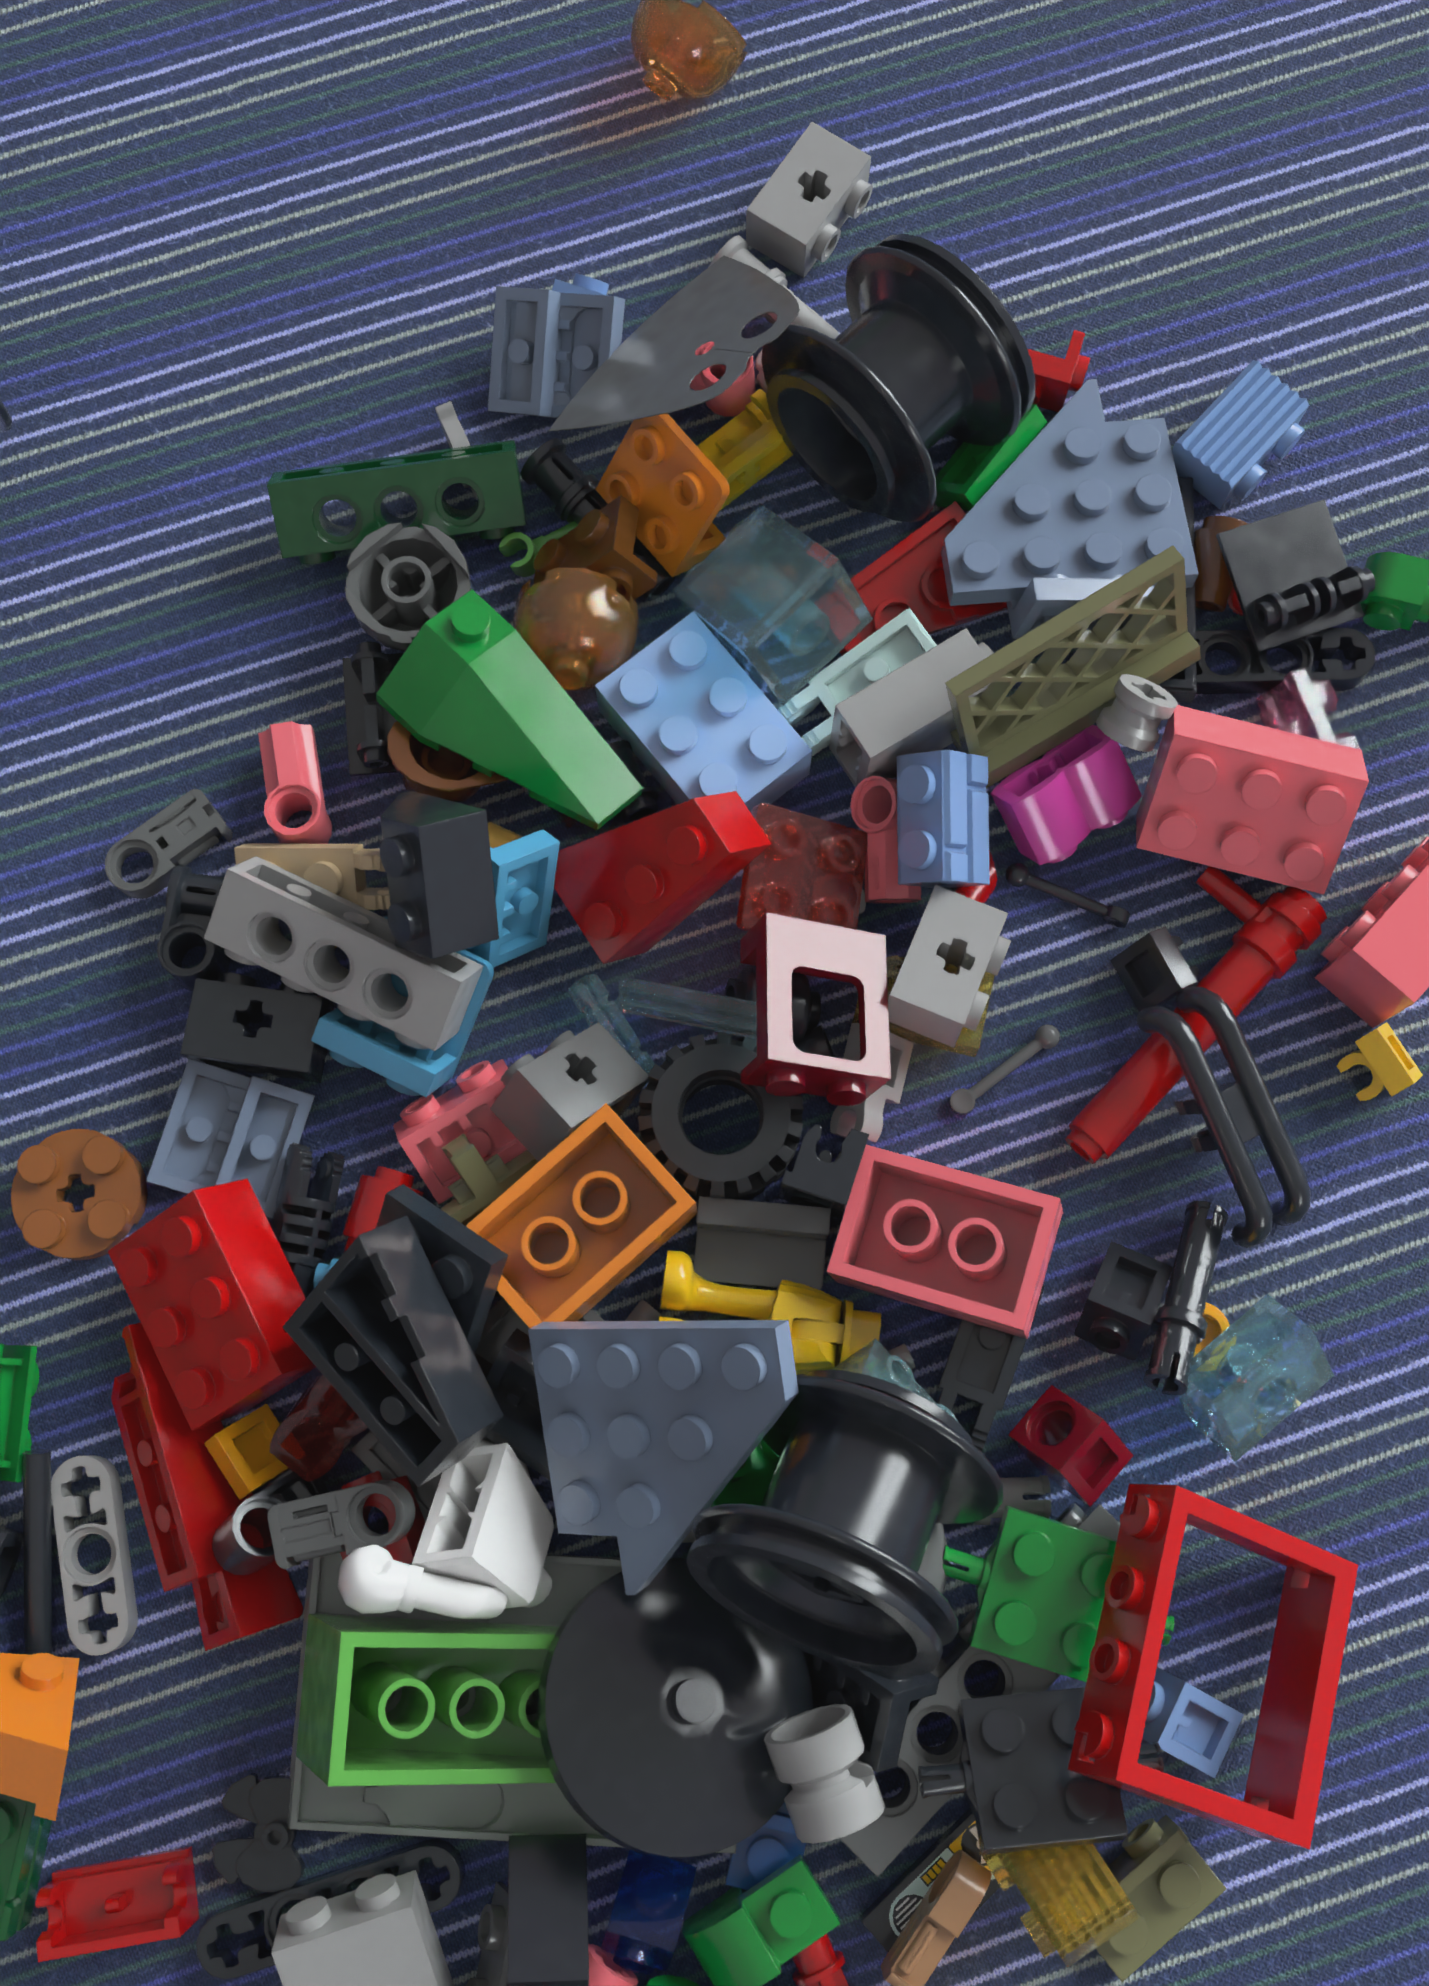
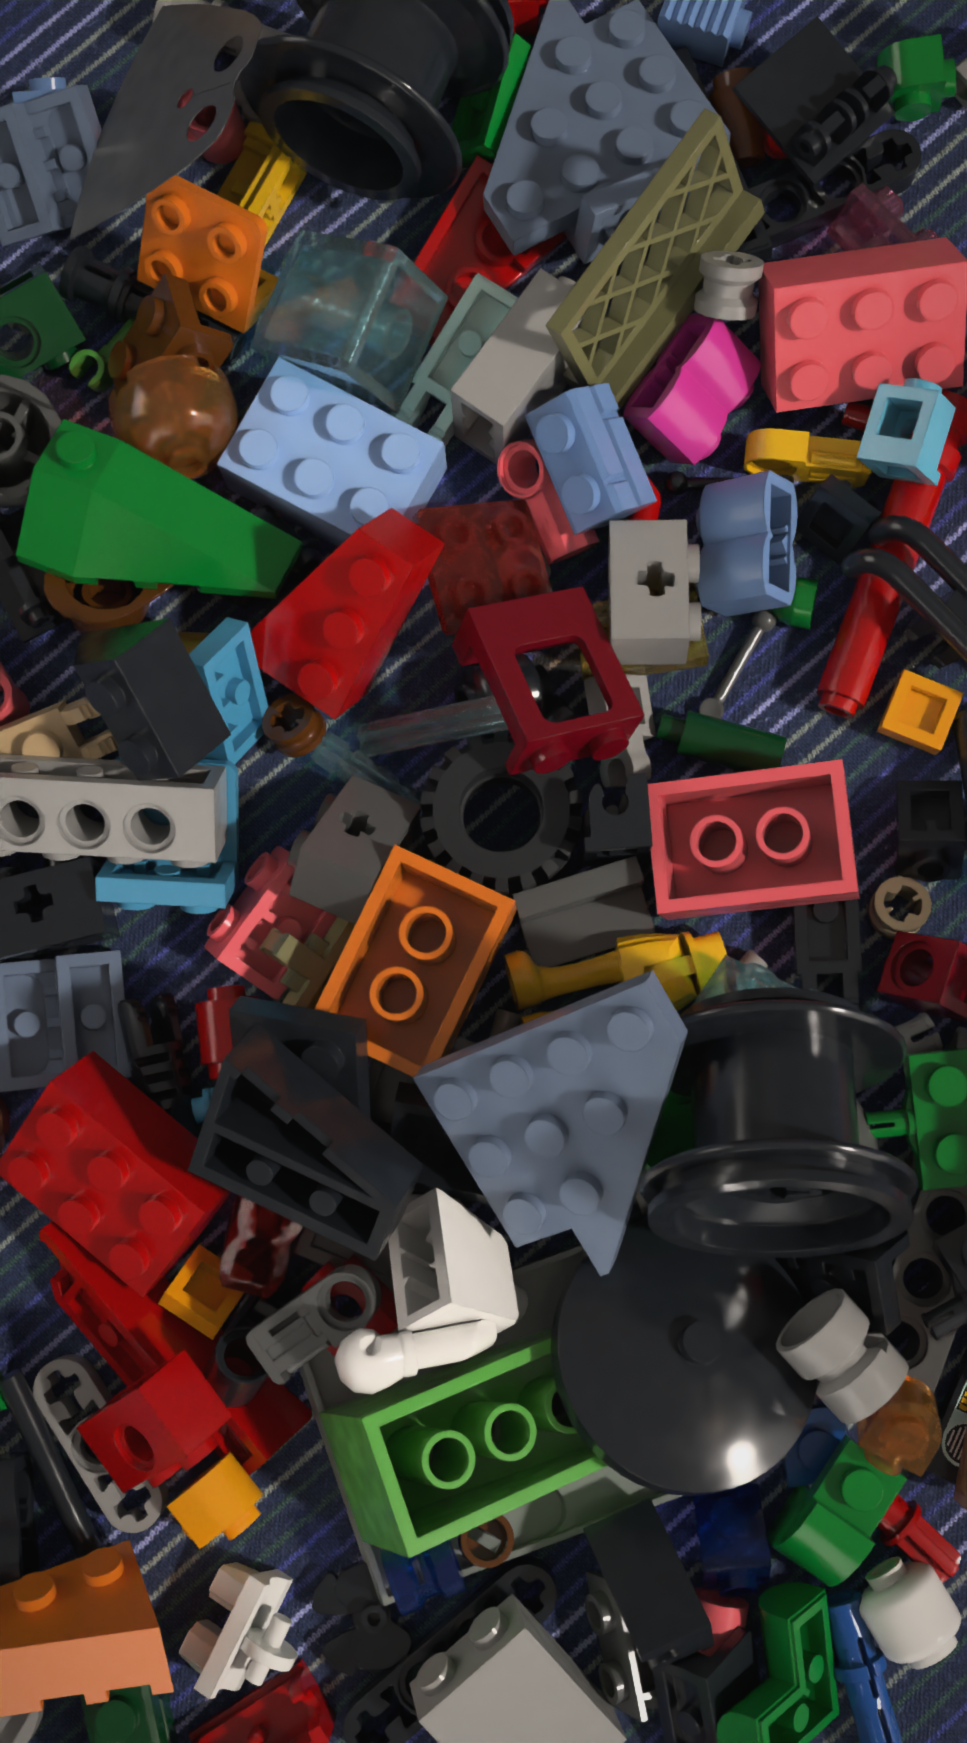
camera: 15 degrees left, 5 degrees up
(151, 1558) = (156, 1424): none -> red brick
(153, 1801) = (251, 1636): none -> white hips
(176, 1658) = (217, 1502): none -> light orange plate
(355, 1816) = (439, 1570): none -> clear blue wheel
(399, 1818) = (482, 1556): none -> reddish brown hinge
(565, 969) = (283, 714): none -> reddish brown bush
(854, 1871) = (903, 1430): none -> clear orange plate
(960, 1135) = (722, 742): none -> dark green cylinder
(1058, 959) = (747, 544): none -> medium blue brick
(1059, 1344) = (910, 890): none -> dark tan bush
(1084, 1031) = (802, 606): none -> green hinge
(1150, 901) = (804, 456): none -> yellow piece
(1160, 1185) = (920, 712): none -> light orange plate
(1251, 915) = (892, 419): none -> medium azure brick

